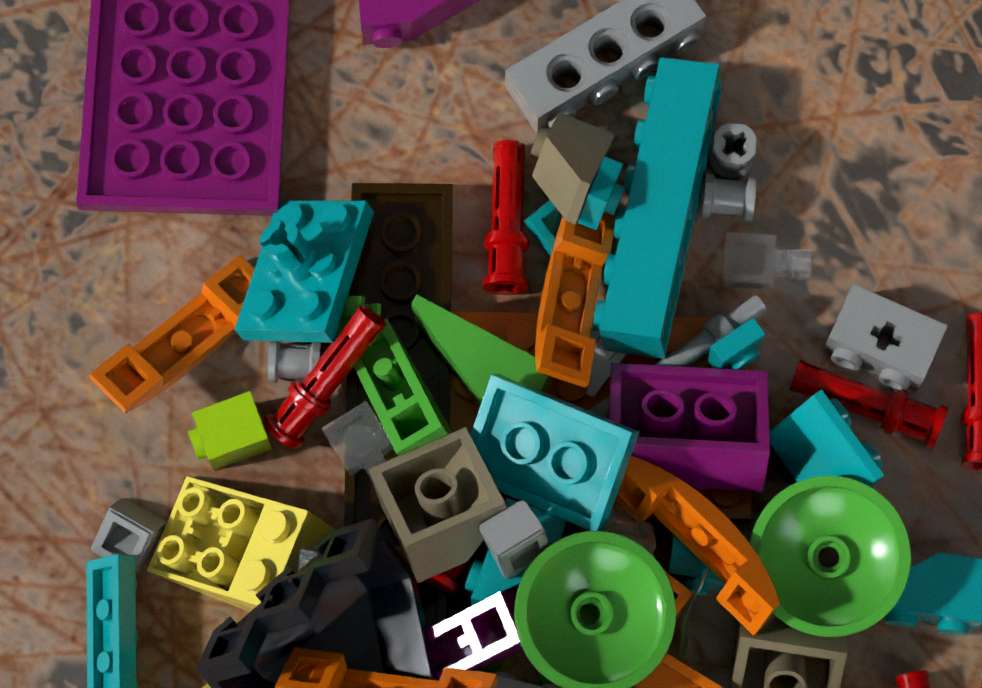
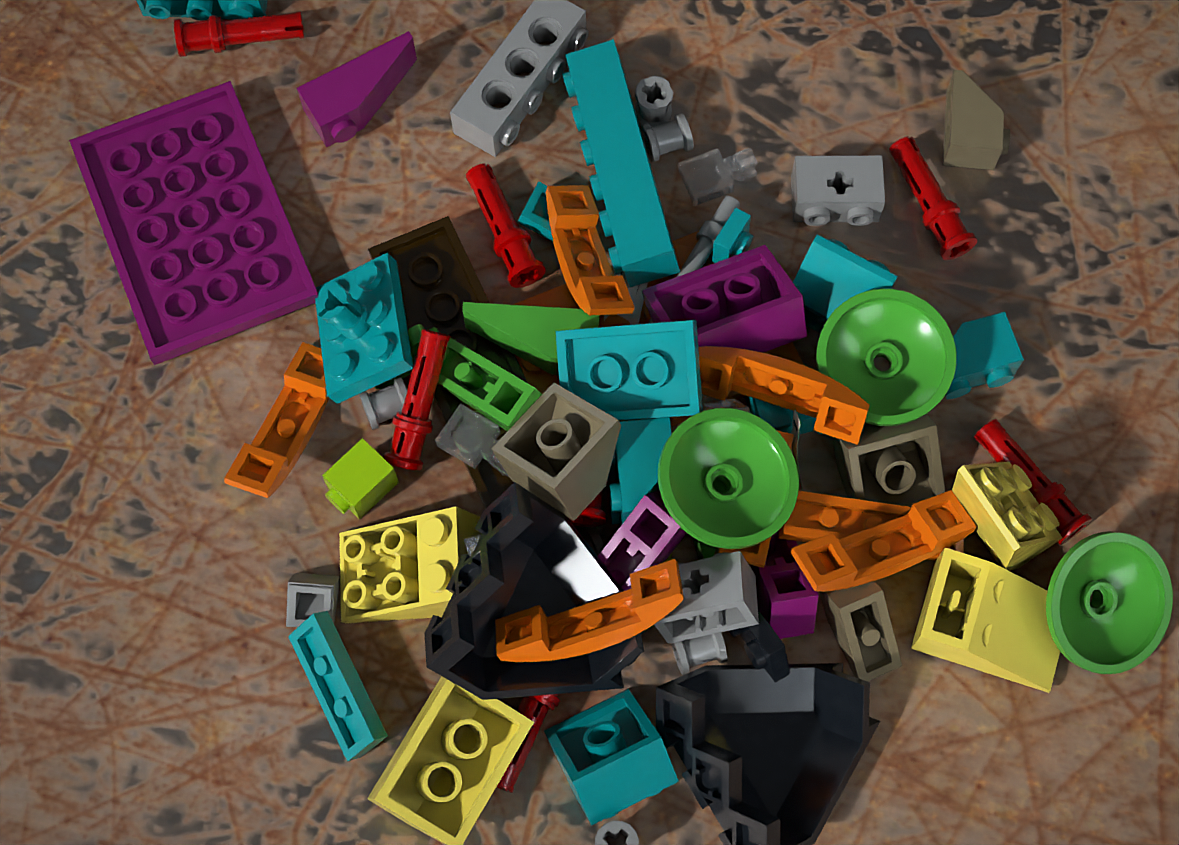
camera: 25 degrees left, 5 degrees down
(514, 538) = (637, 446): light grey slope -> none
(569, 162) = (534, 158): dark tan slope -> none
(603, 194) = (573, 168): teal plate -> none
(893, 411) = (869, 239): red pin -> none

